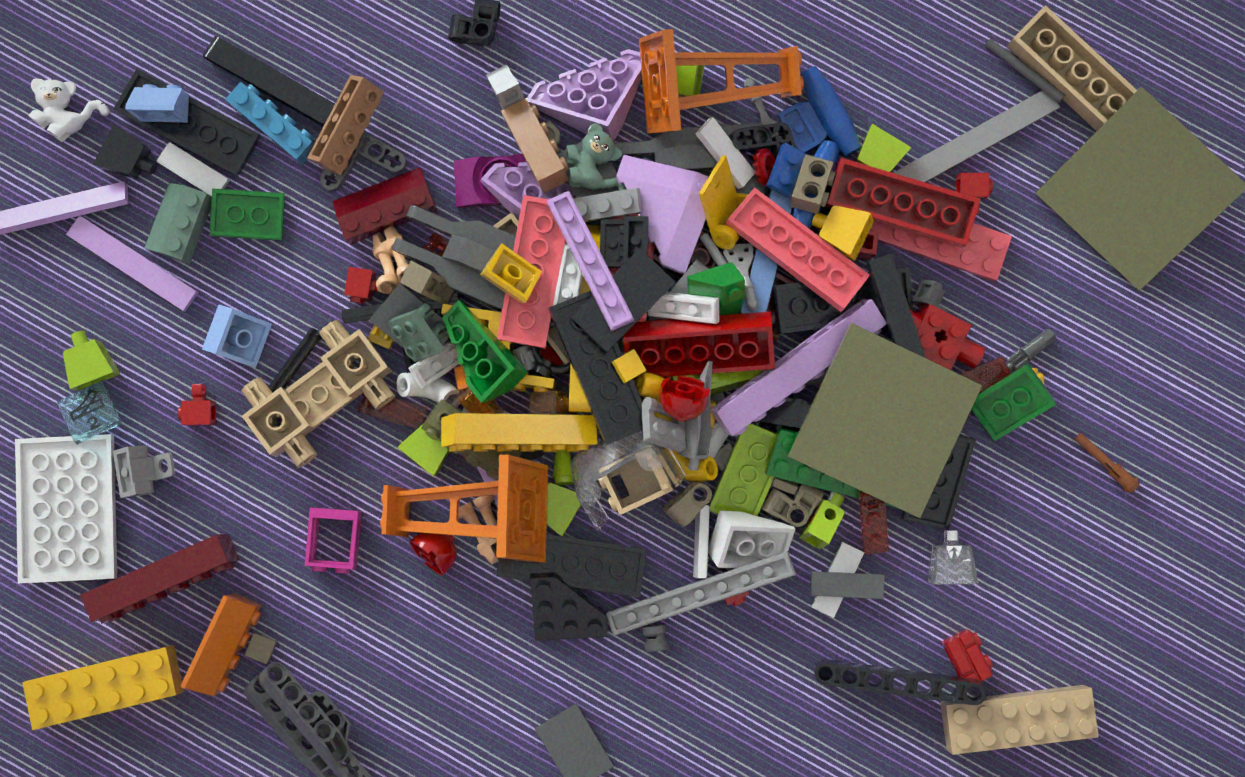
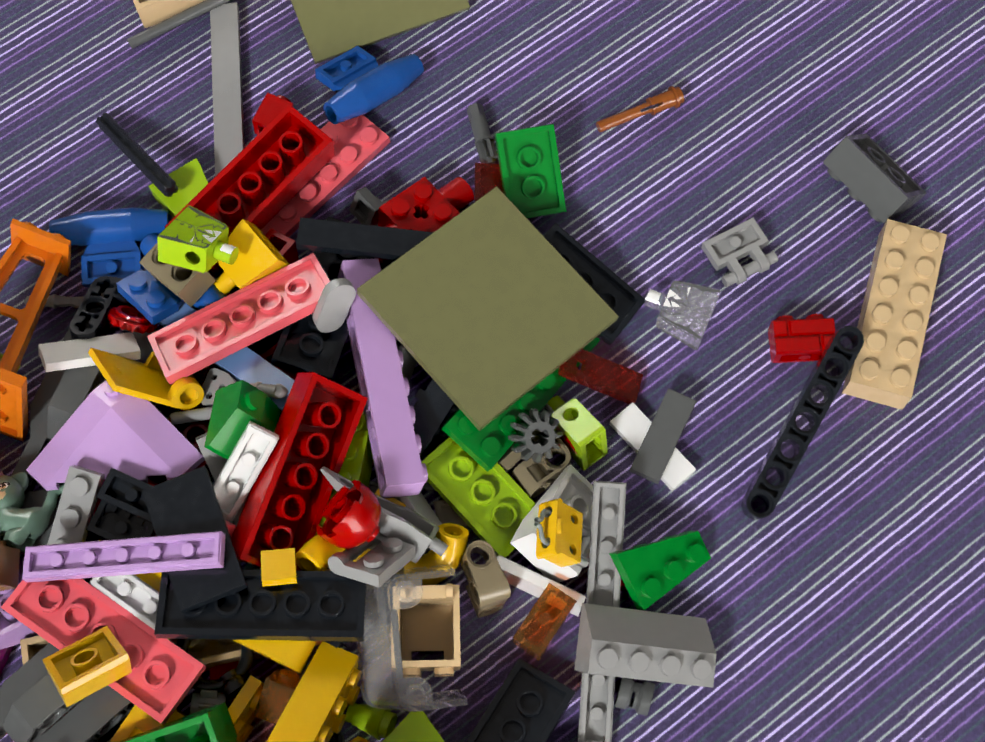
camera: 65 degrees left, 15 degrees down
(677, 556) = (544, 621): none -> clear orange slope
(689, 632) = (645, 646): none -> light grey slope
(737, 544) = (560, 534): none -> yellow piece
(747, 619) = (659, 566): none -> green wing
(812, 496) = (546, 437): none -> dark grey gear
(834, 311) = (333, 305): none -> light grey tile
(835, 191) = (195, 242): none -> lime torso
(894, 100) = (137, 155): none -> black axle
(1021, 578) = (736, 244): none -> light grey plate
(1033, 240) = (363, 82): none -> blue plate
(1127, 664) = (873, 177): none -> dark grey slope

